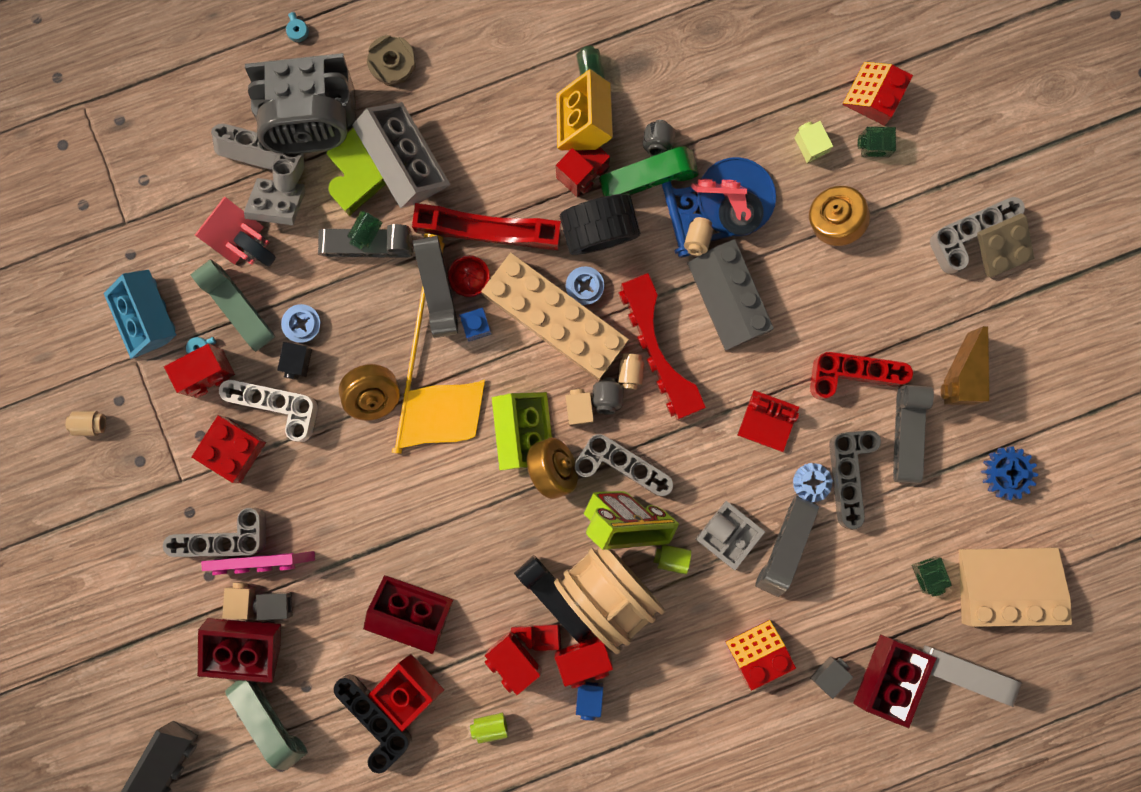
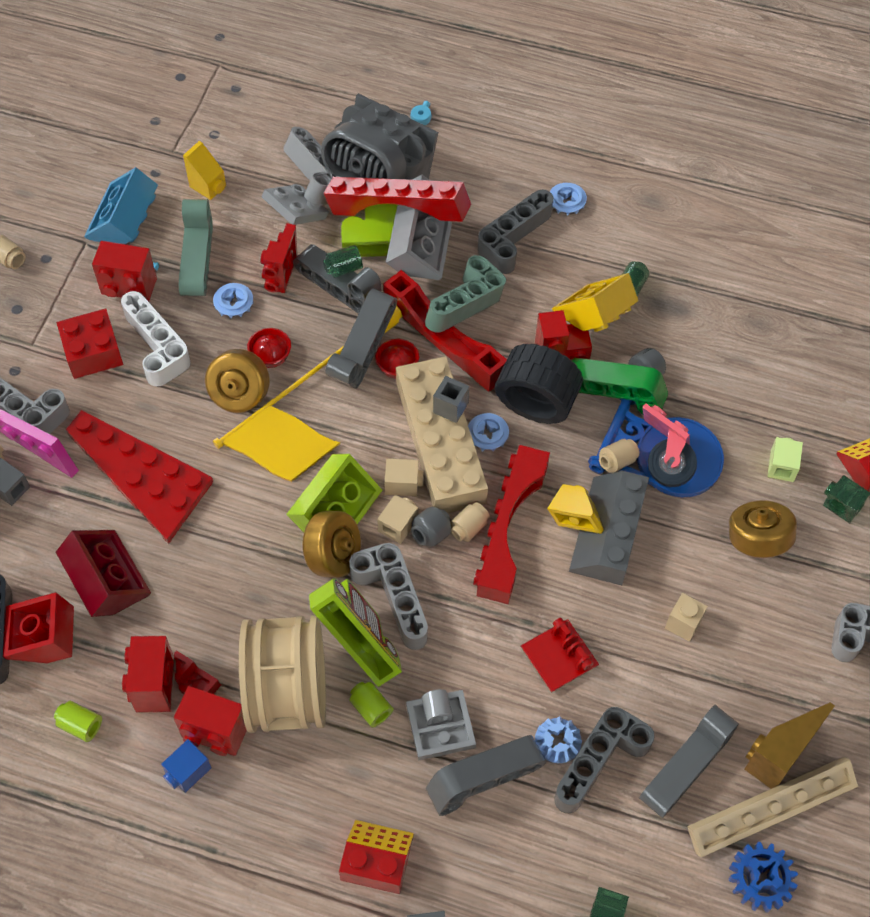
camera: 35 degrees right, 25 degrees down
(176, 229) = (204, 171): none -> yellow slope
(234, 235) = (243, 204): coral plate -> none
(294, 360) = (202, 319): black brick -> none
(311, 268) = (279, 260): none -> red plate
(365, 343) = (270, 346): none -> red hat
(374, 517) = (148, 478): none -> red wing
(391, 46) = (485, 171): dark tan plate -> none
(398, 127) = (437, 198): none -> red arch
(464, 83) = (498, 238): none -> dark grey beam
(471, 18) = (565, 190): none -> light blue gear
(475, 324) = (369, 393): blue brick -> none
(480, 188) = (480, 290): none -> sand green beam
(541, 583) = (232, 611): black beam -> none
(552, 294) = (451, 399): none -> dark grey brick
(556, 373) = (402, 477): none -> tan brick
(700, 302) = (575, 509): none -> yellow slope
(834, 327) = (686, 617): none -> tan brick
(862, 372) = (677, 676): red beam -> none
(983, 420) = (772, 806): none -> tan plate

